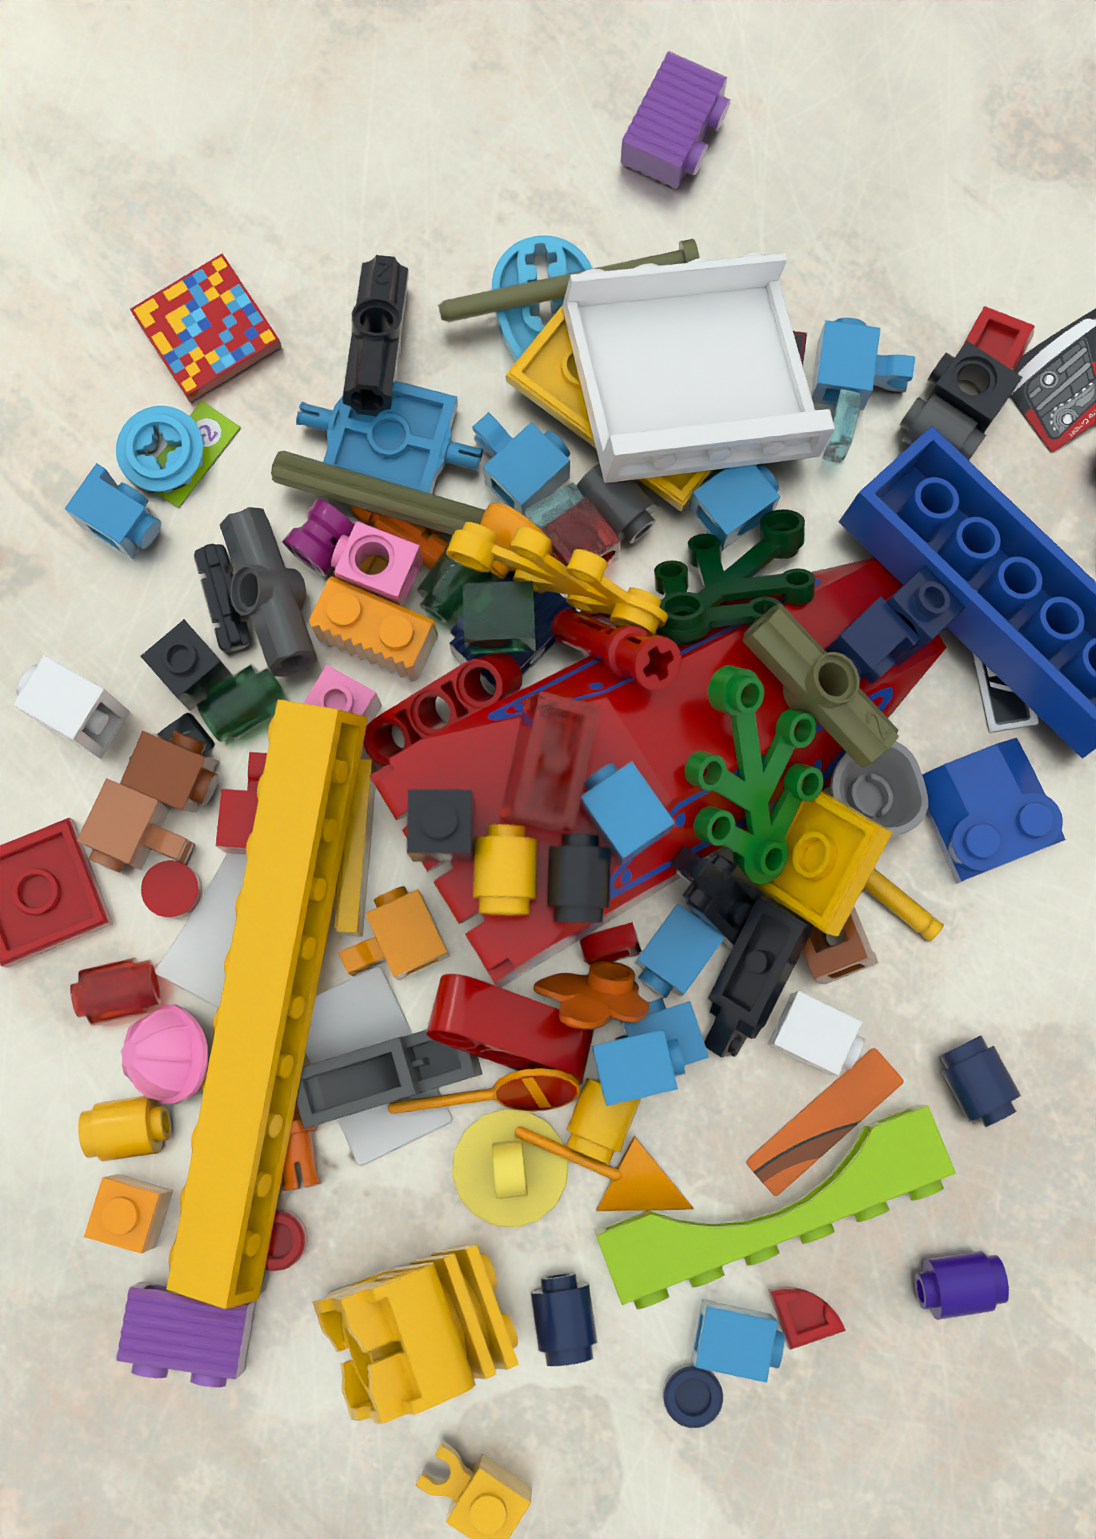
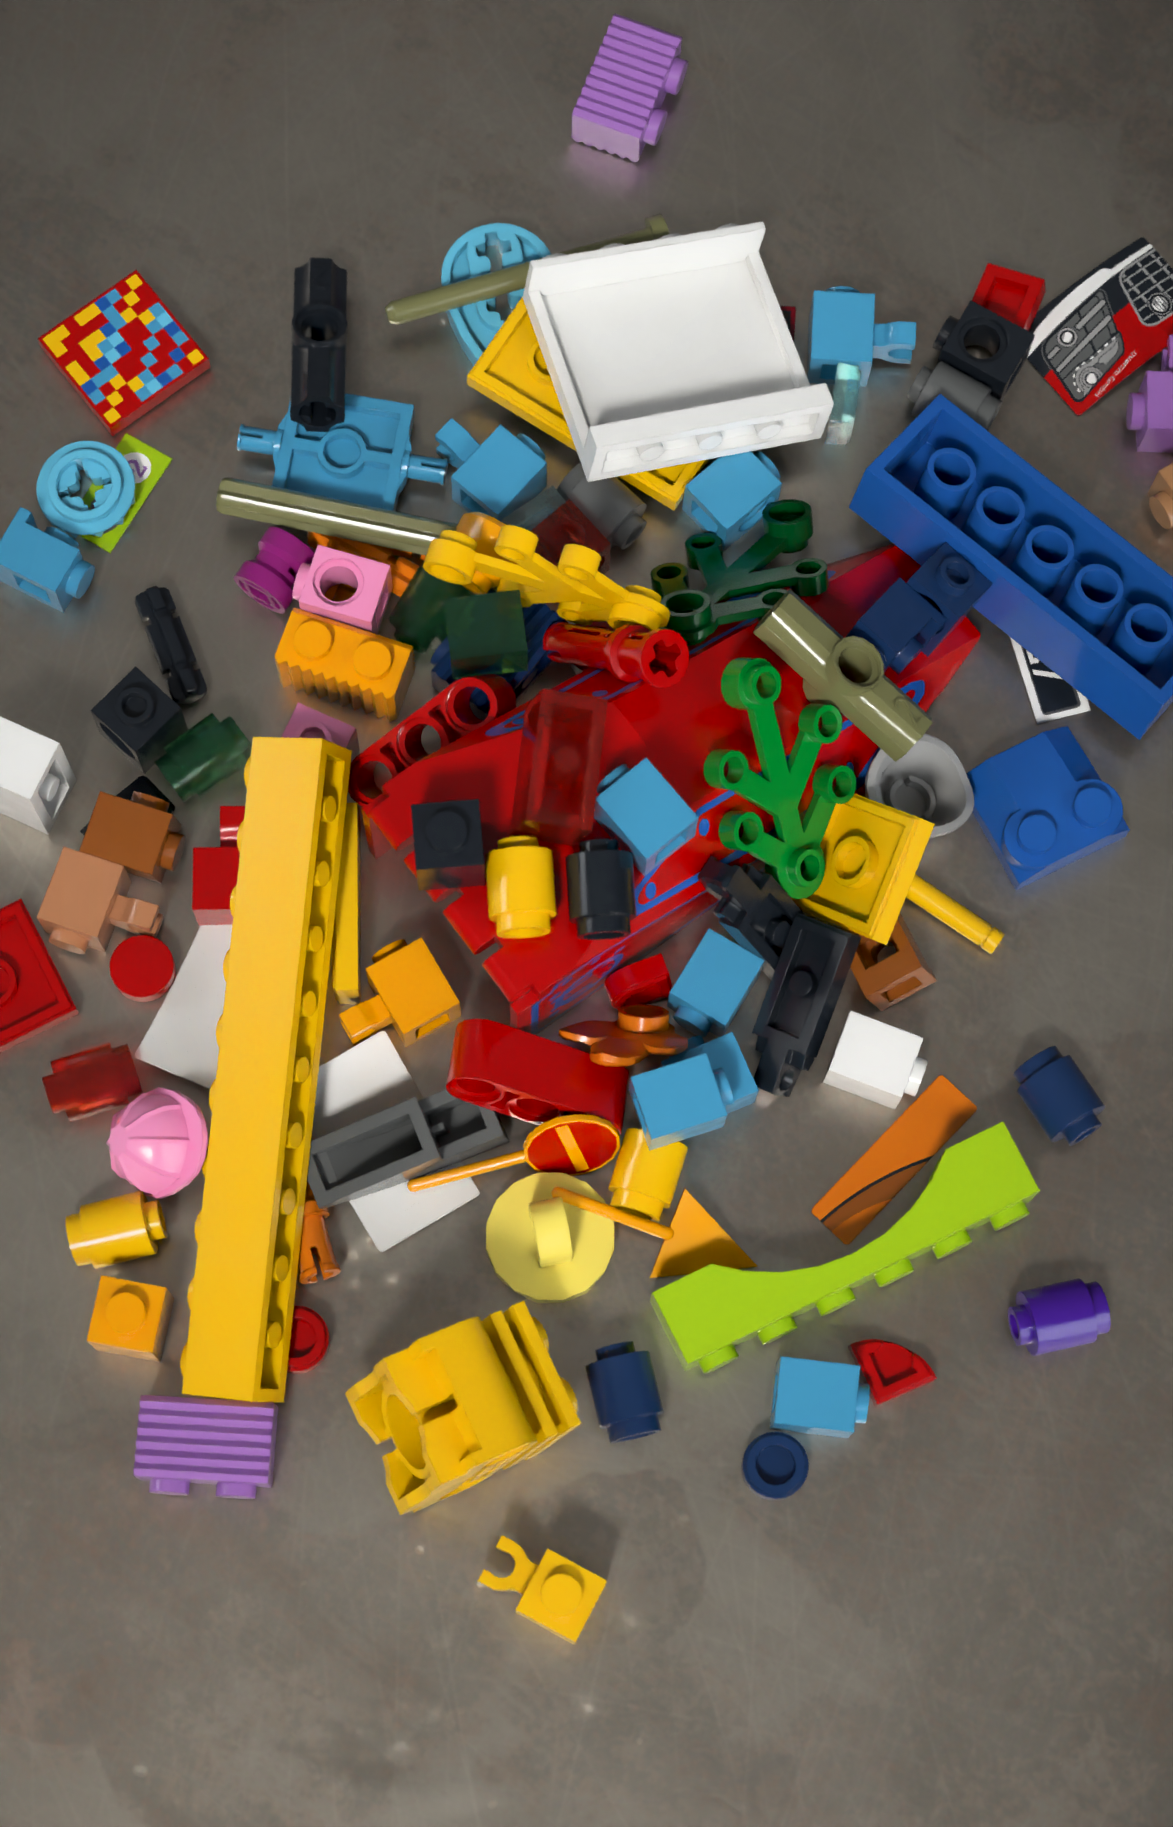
camera: 10 degrees left, 5 degrees down
(268, 592) = (223, 632): dark grey piece -> none

